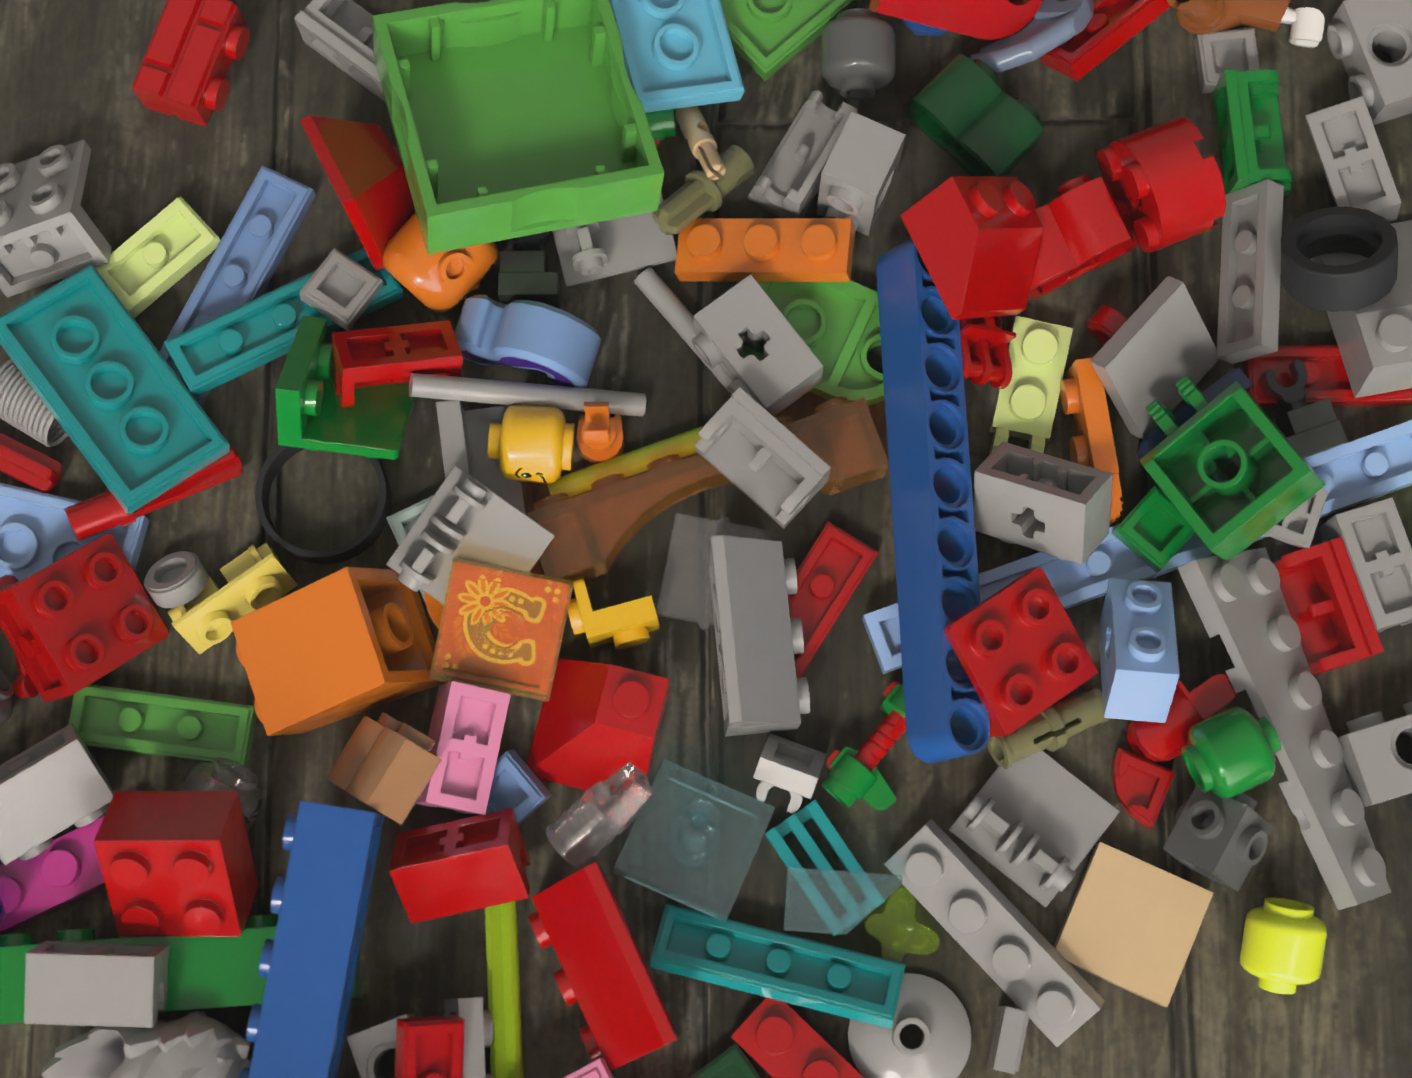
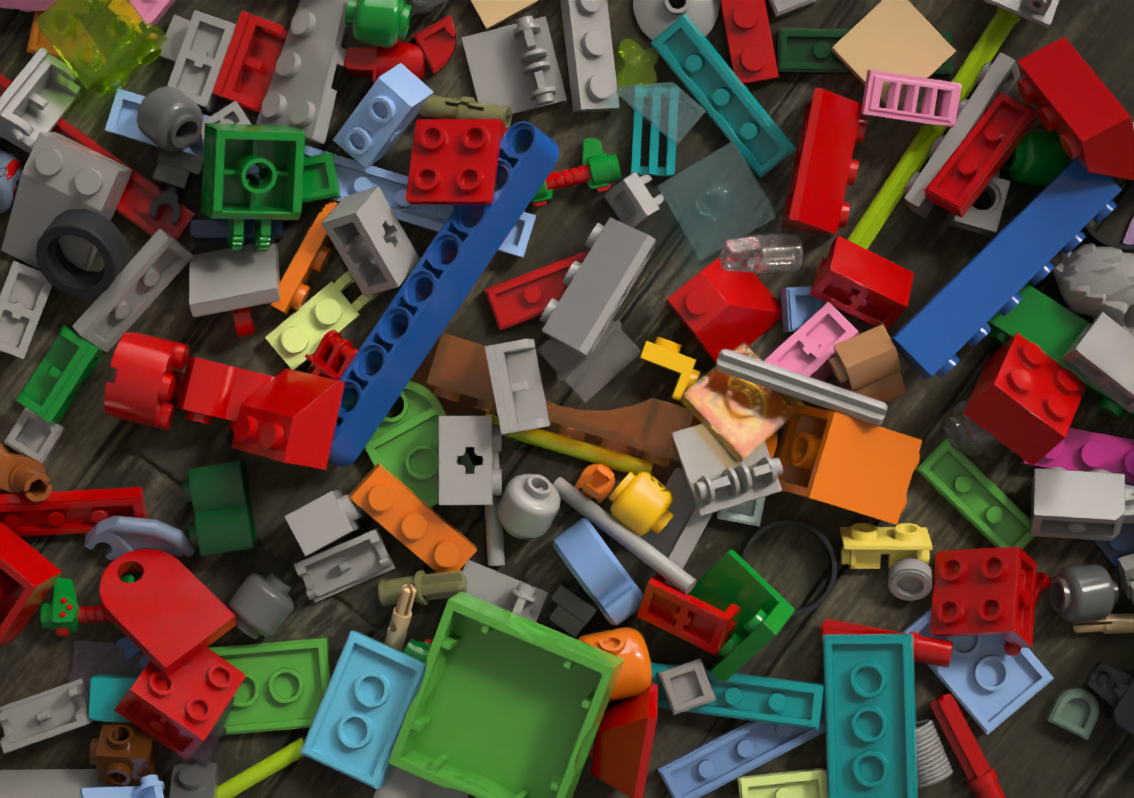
camera: 145 degrees left, 10 degrees up
(444, 688) = (801, 387): none -> light grey axle
(654, 353) = (528, 506): none -> light grey head
(1364, 470) = (170, 119): none -> dark grey head

